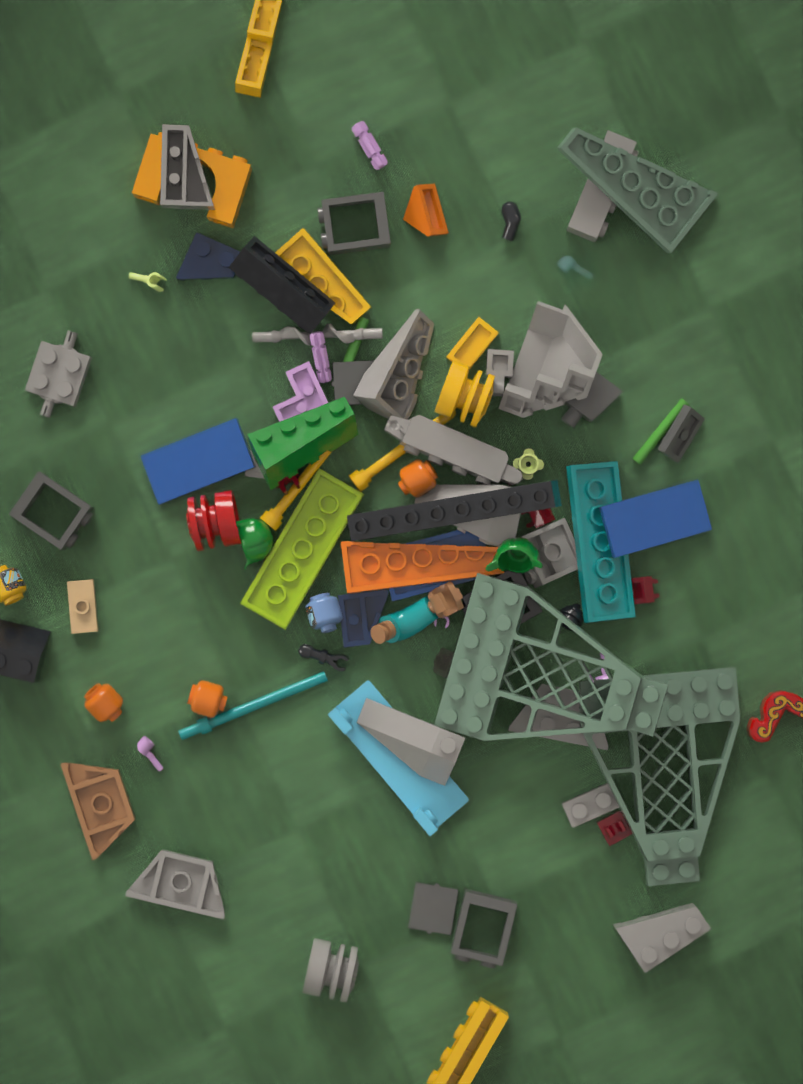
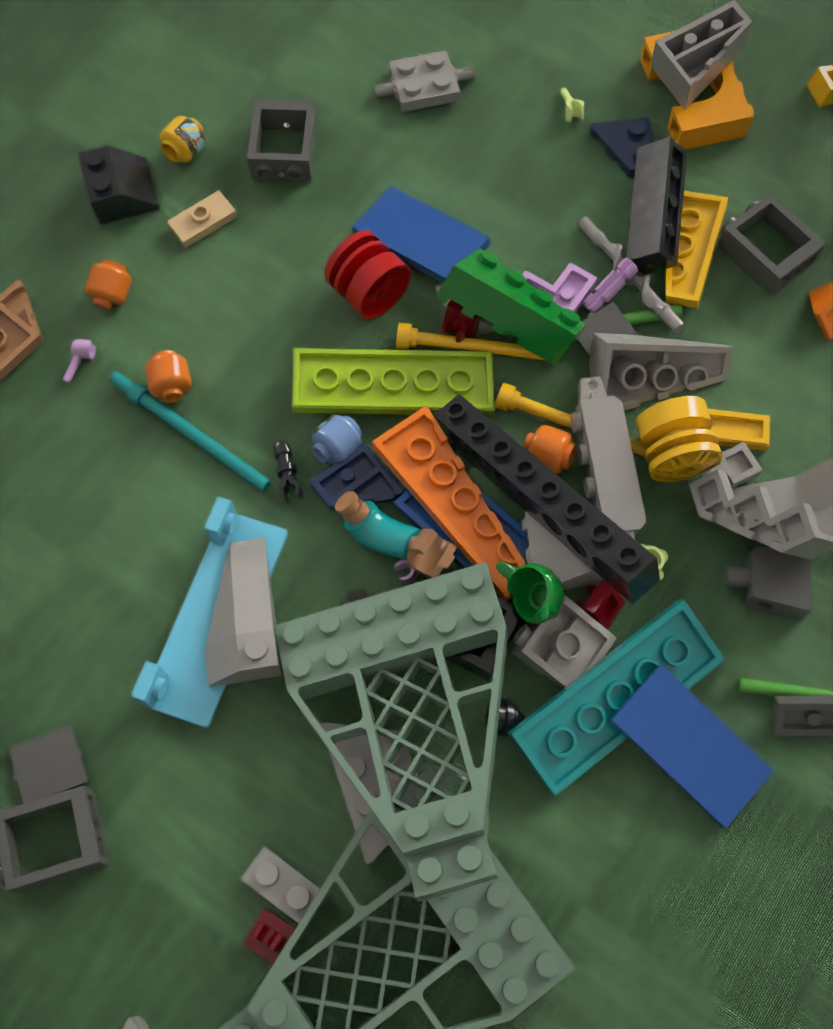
camera: 65 degrees right, 20 degrees down
(255, 539) = (372, 325): green hair -> none
(643, 589) = (594, 784): dark red tile -> none

